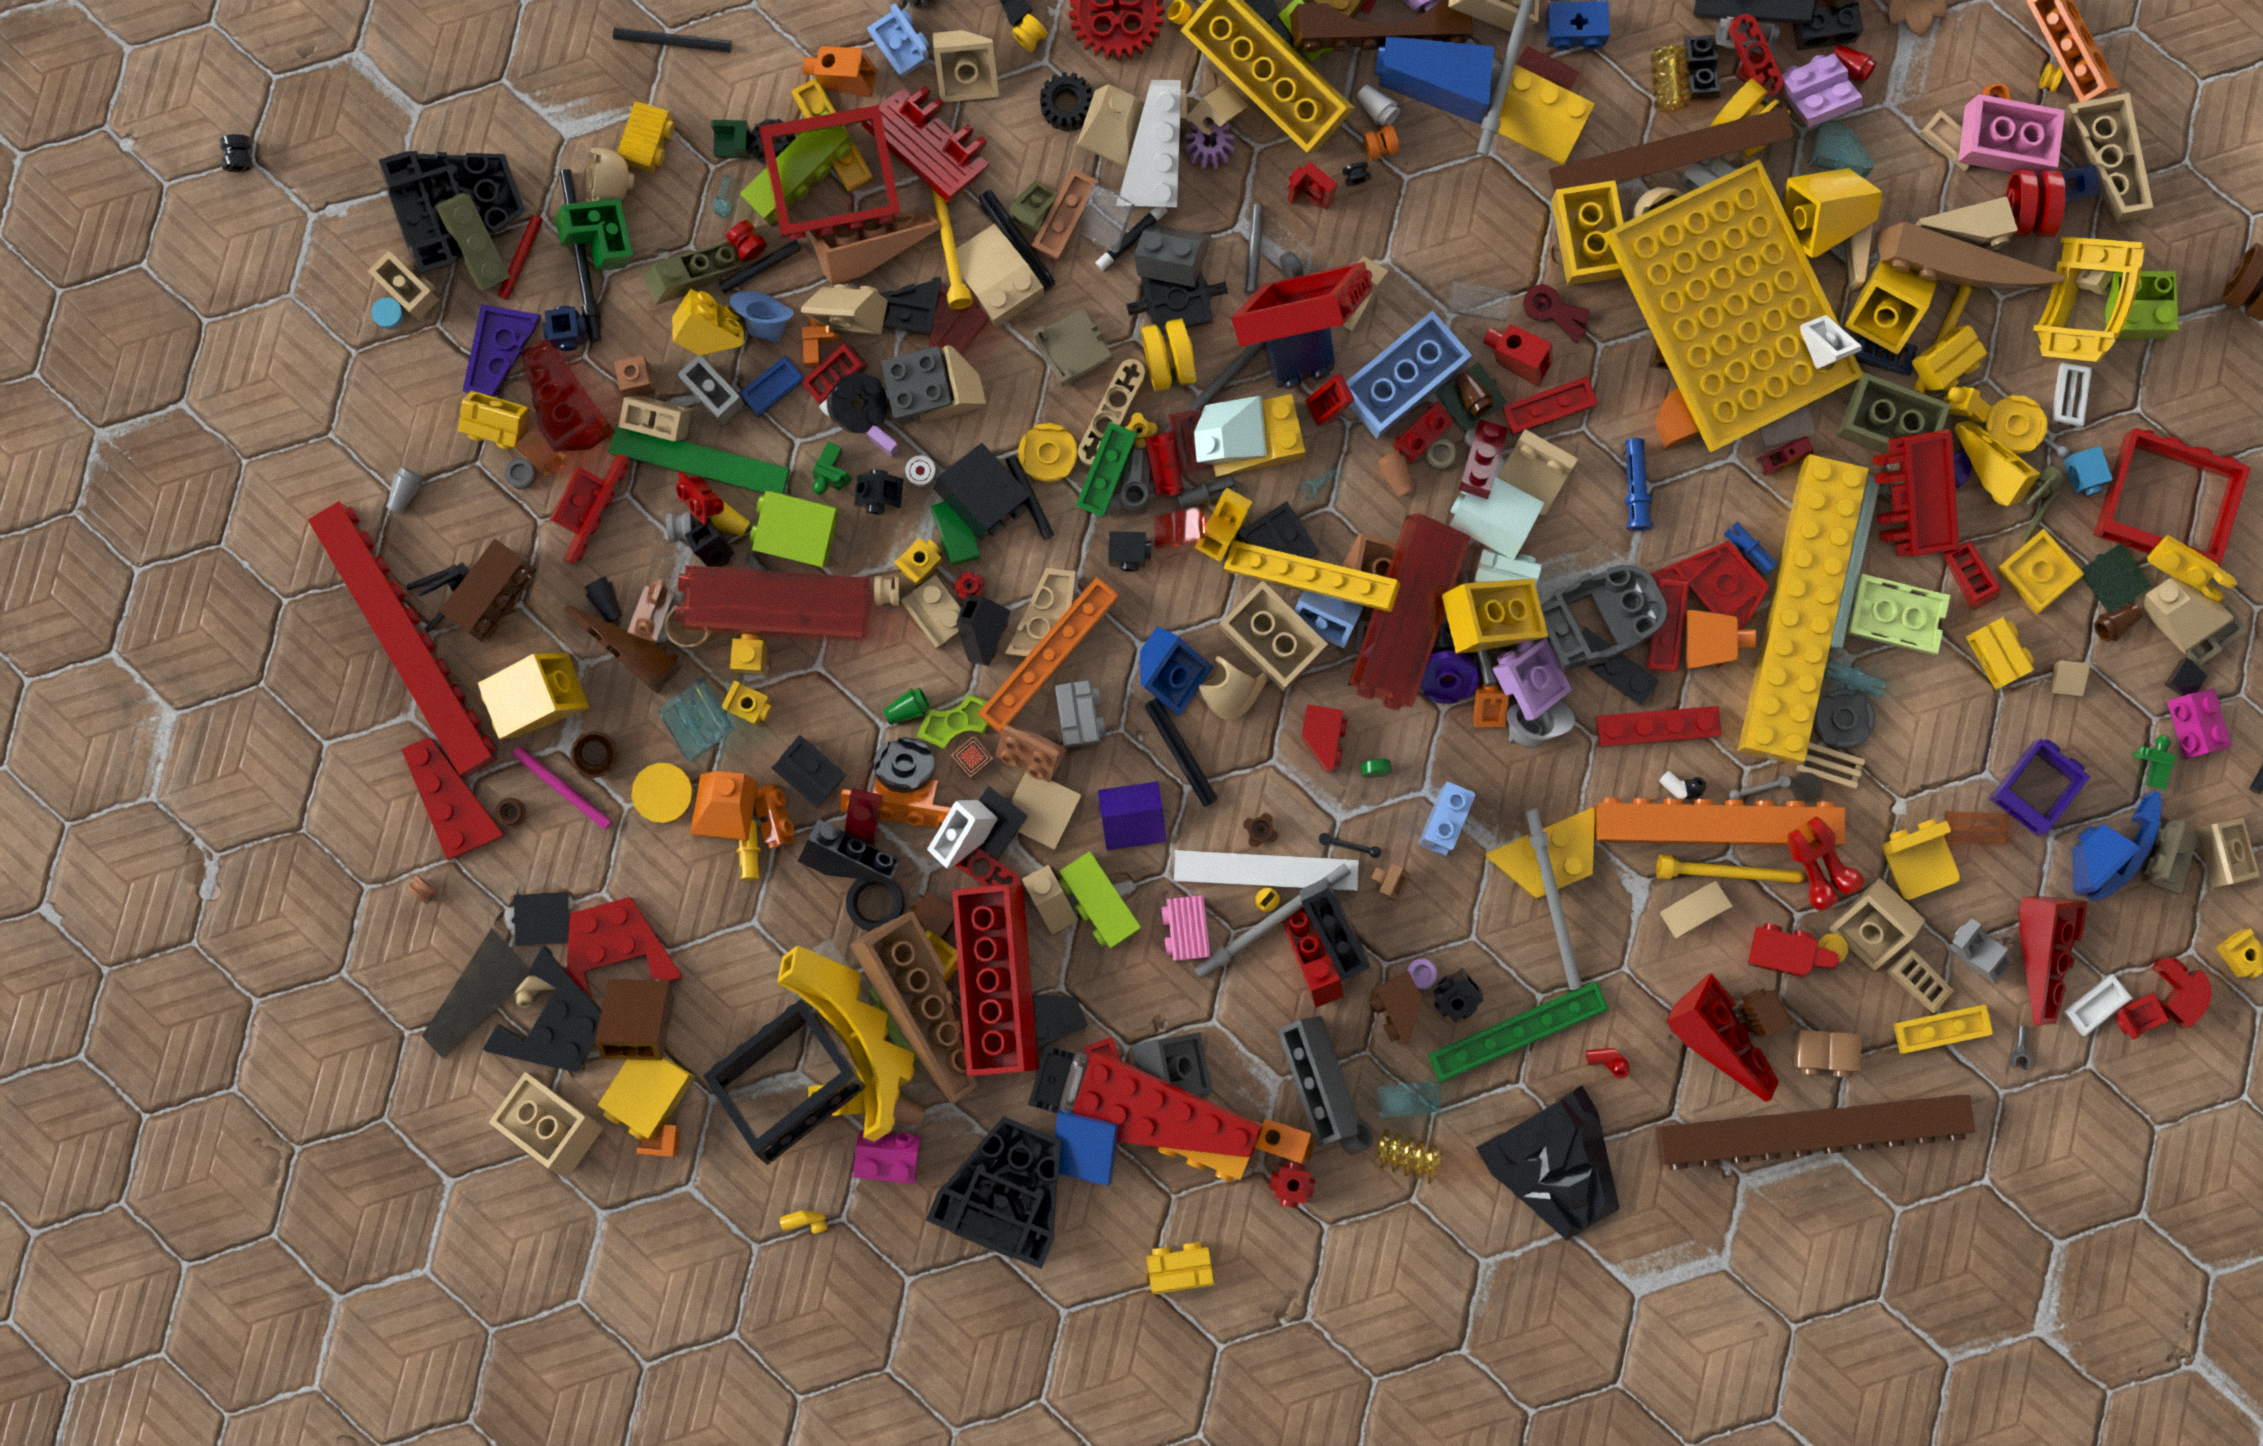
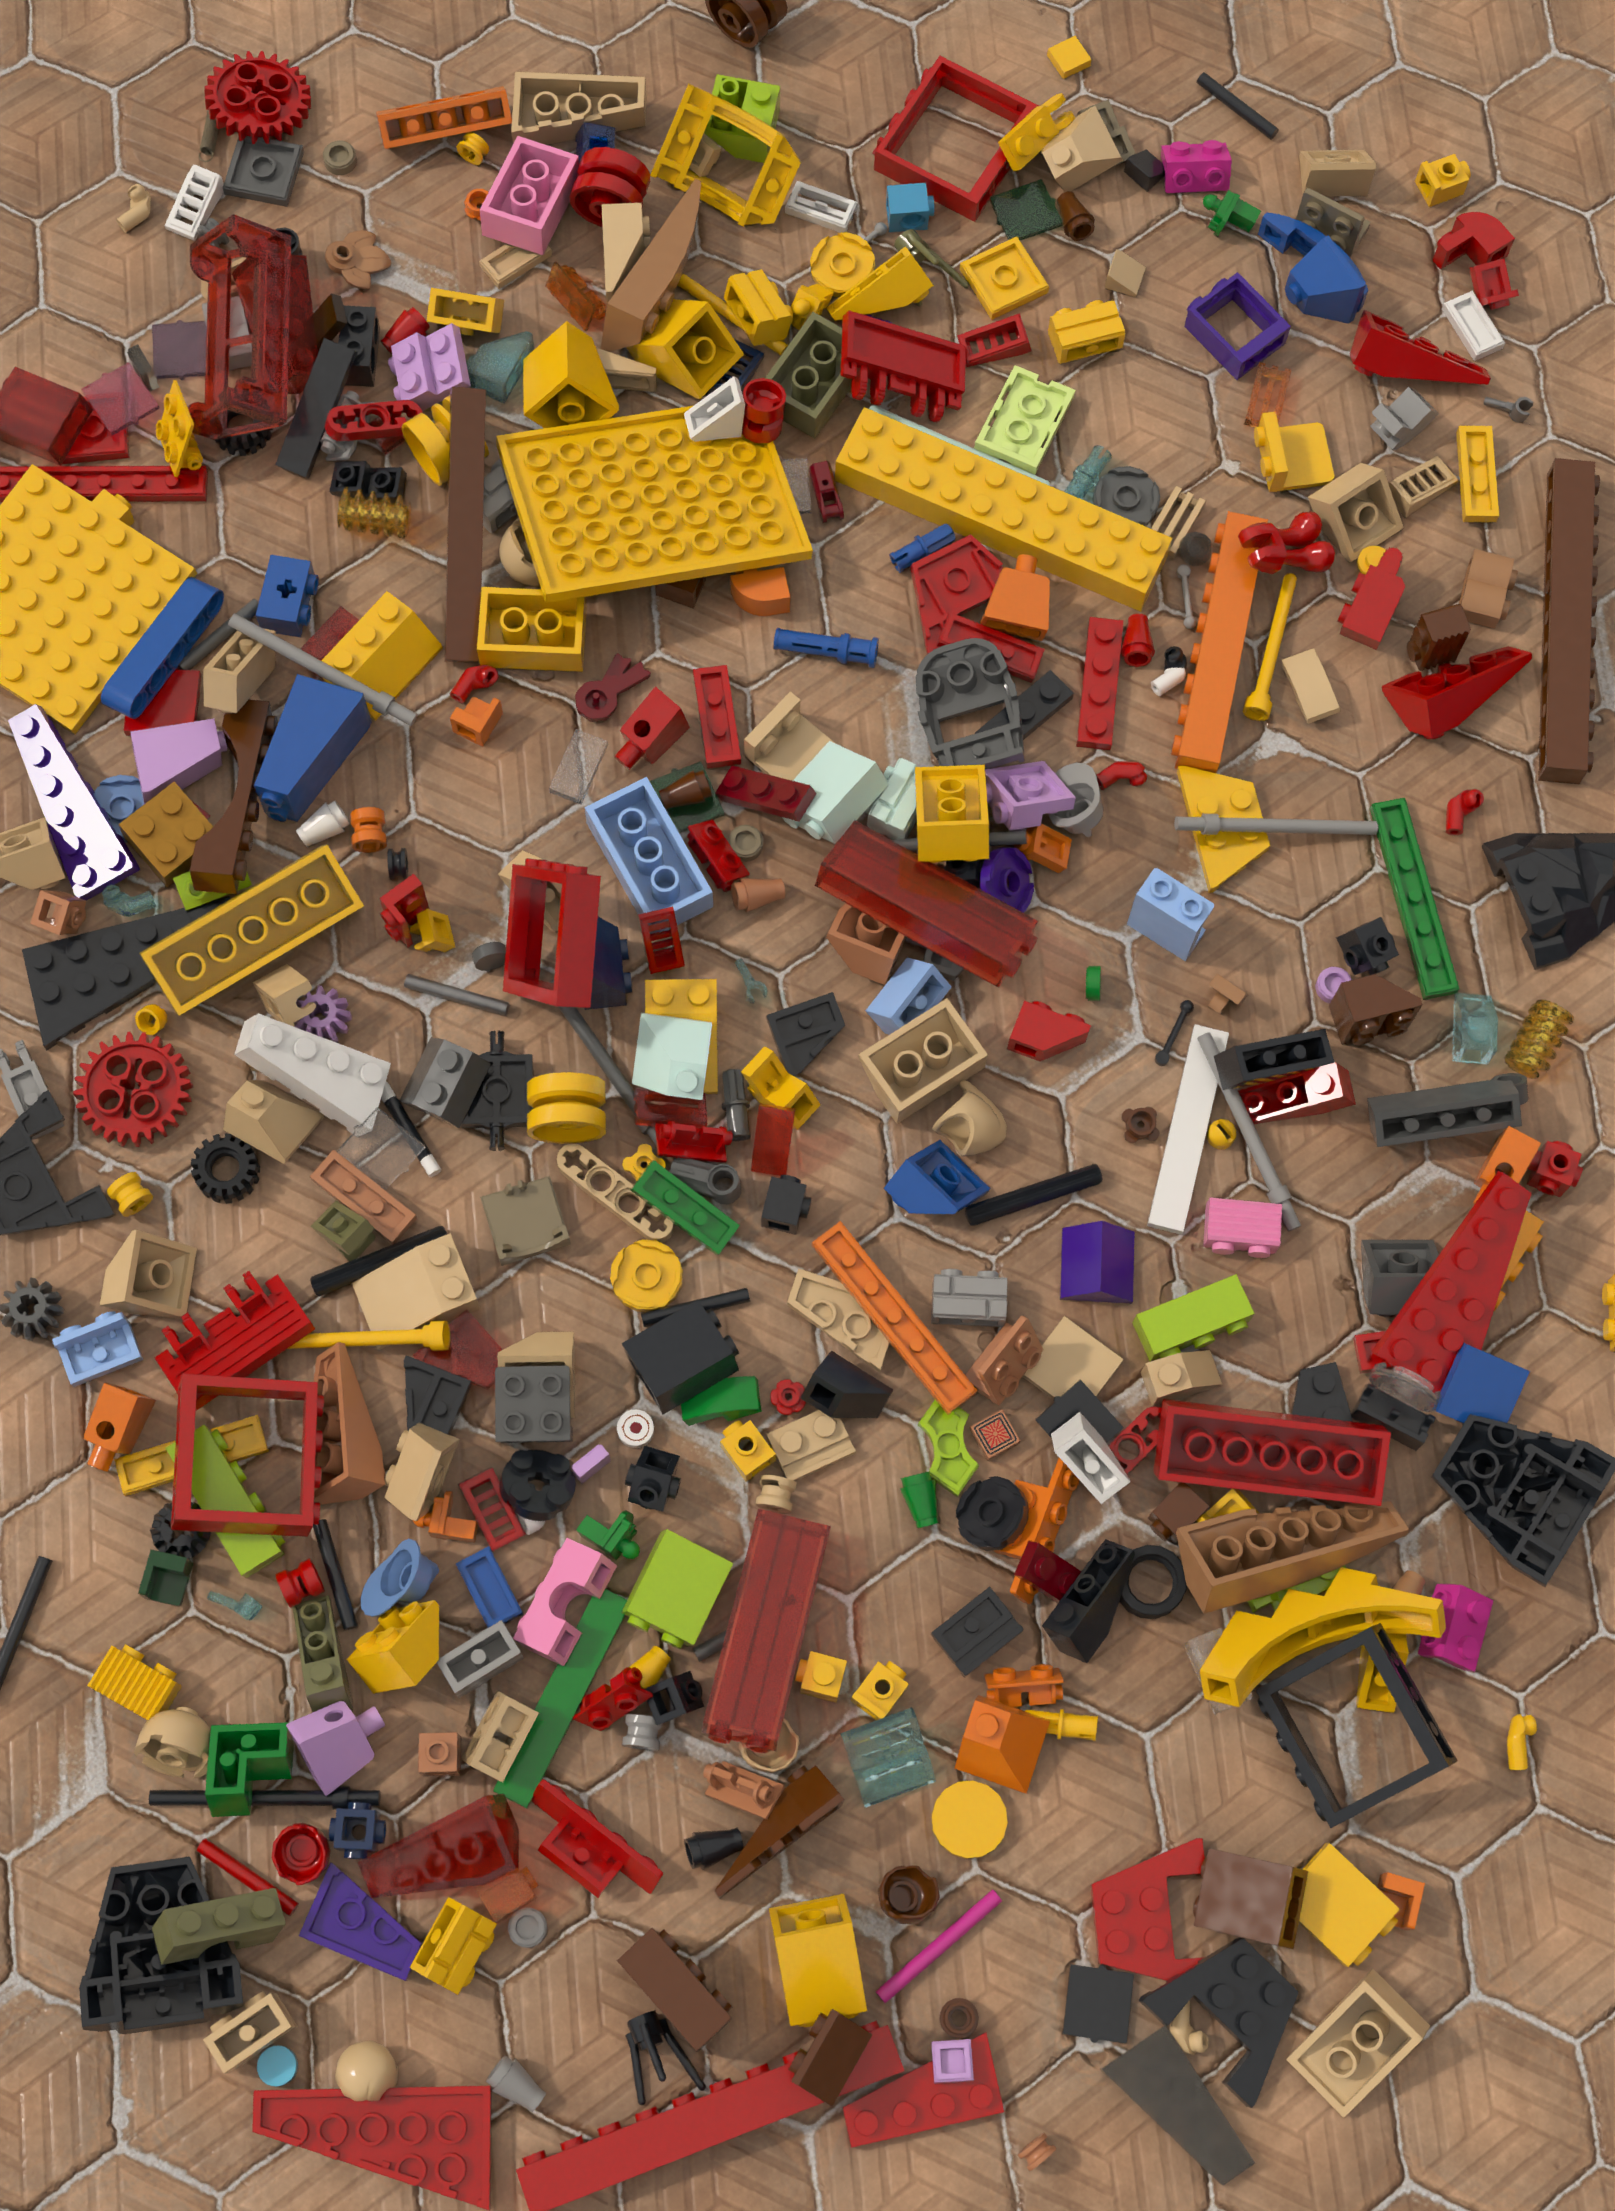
camera: 85 degrees left, 10 degrees down
(355, 418) = (411, 2134): none -> red wing
(391, 377) = (366, 2071): none -> tan hair
(454, 714) = (830, 2057): none -> reddish brown slope
(475, 812) = (952, 2061): none -> lavender tile
(541, 291) = (301, 1853): none -> red hair
(626, 294) = (335, 1742): none -> lavender torso
(747, 434) = (573, 1573): none -> bright pink arch
(1303, 217) = (434, 930): none -> yellow tile
(1312, 576) = (865, 998): yellow plate -> none
(1502, 208) = (476, 720): none -> orange panel
(1538, 196) = (472, 679): none -> red arm
(1578, 758) = (1122, 770): none -> red arm
(1703, 751) = (1138, 643): none -> red cone
(1841, 380) = (763, 410): none -> red wheel
(1882, 107) = (465, 311): none -> yellow brick
(1934, 189) = (568, 290): none -> clear orange hinge

